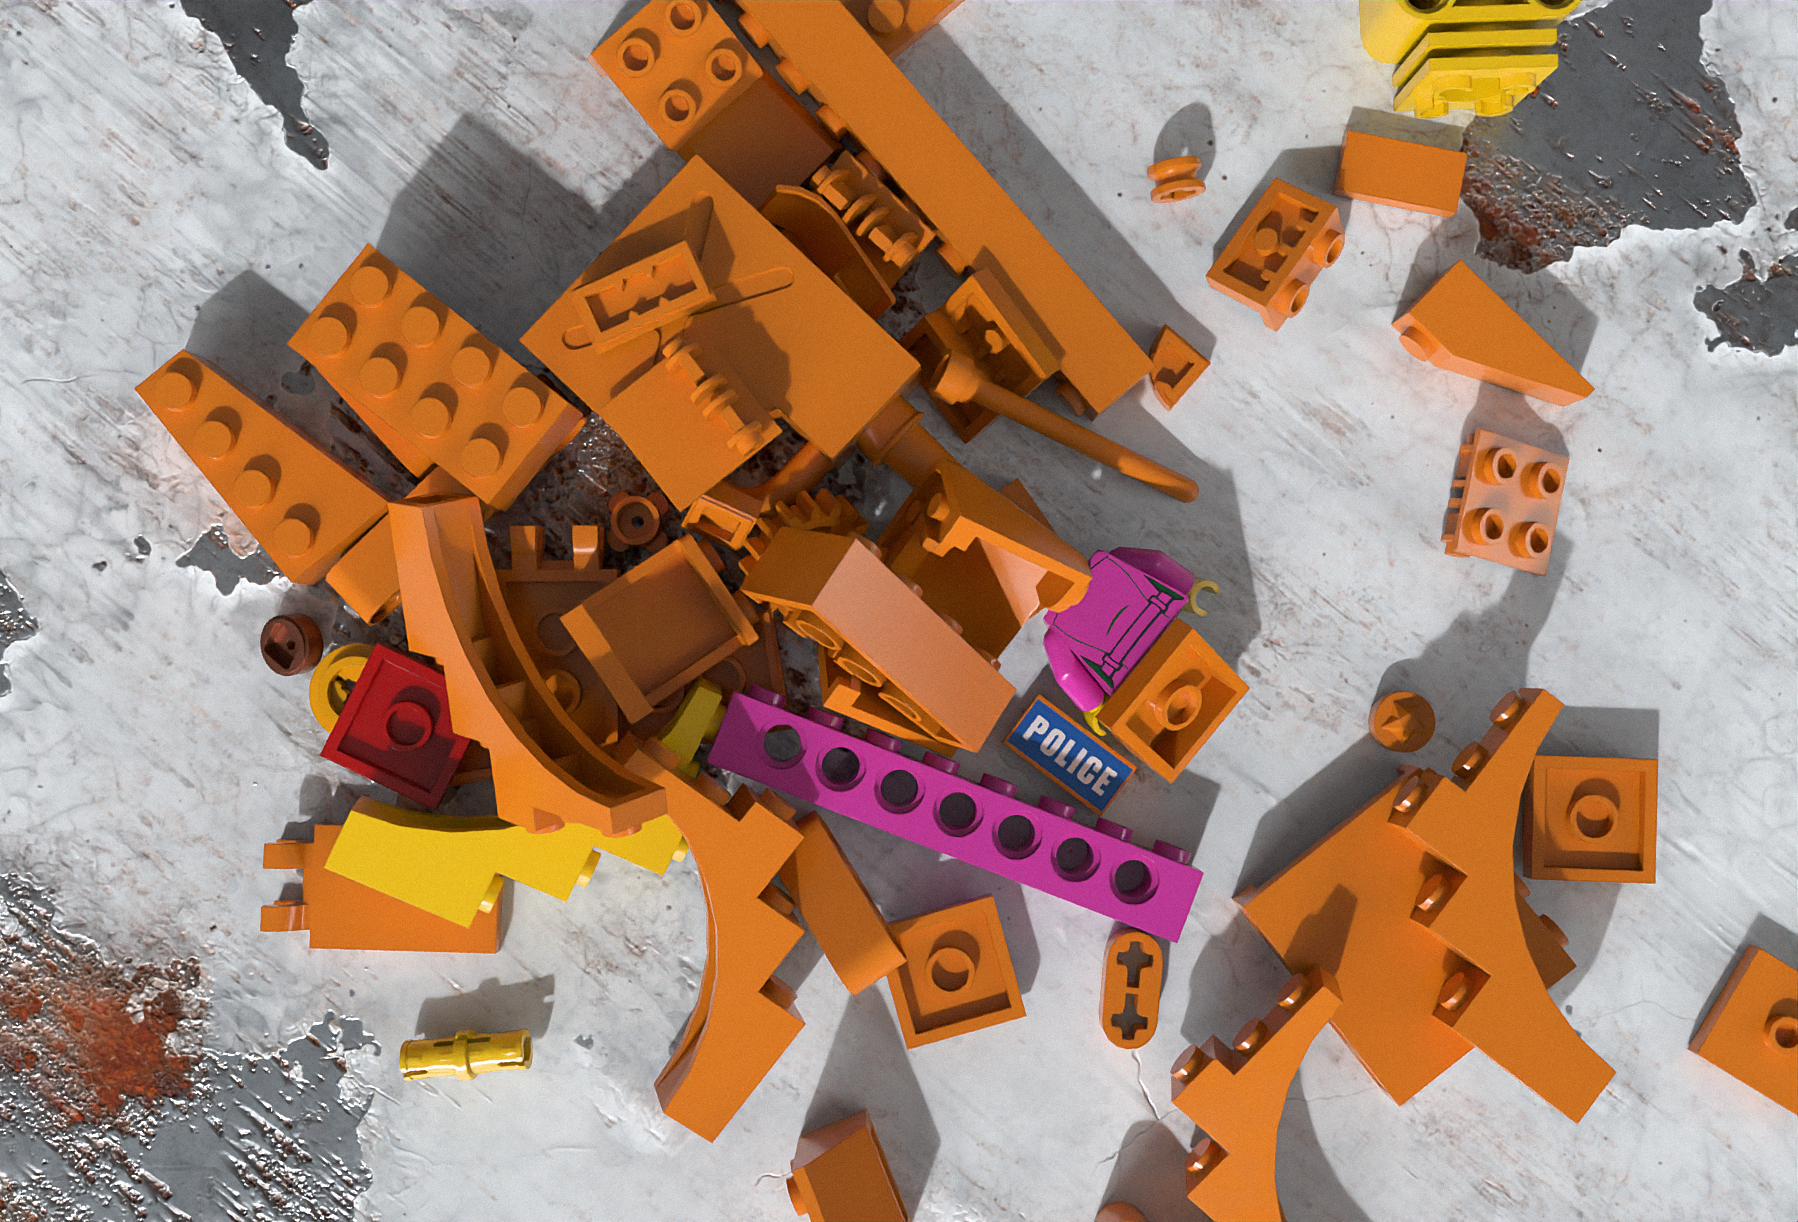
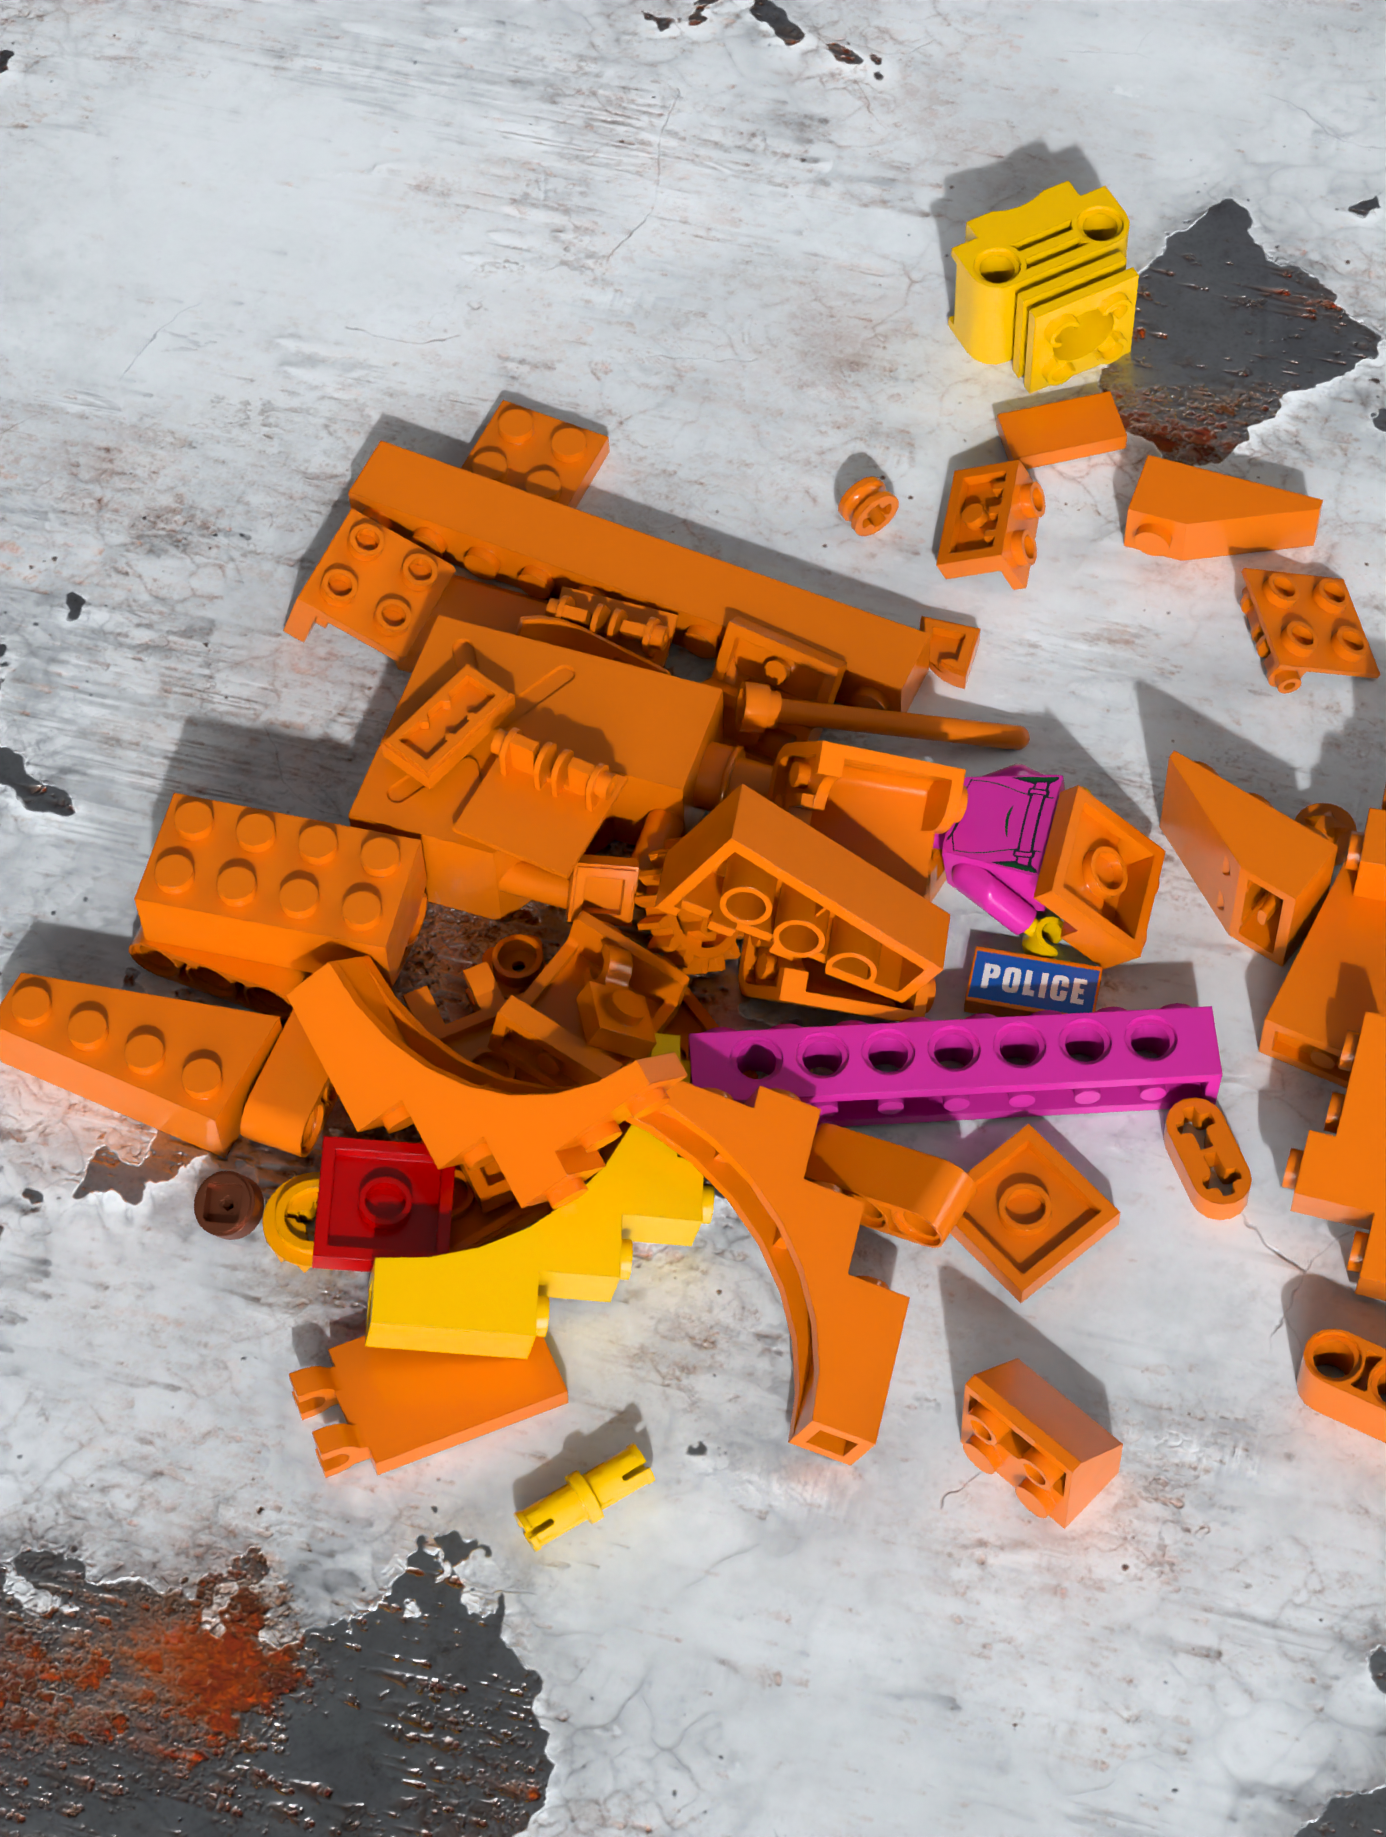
camera: 25 degrees left, 30 degrees down
(669, 652) = (610, 1012): none -> orange plate
(1312, 742) = (1246, 858): none -> orange slope

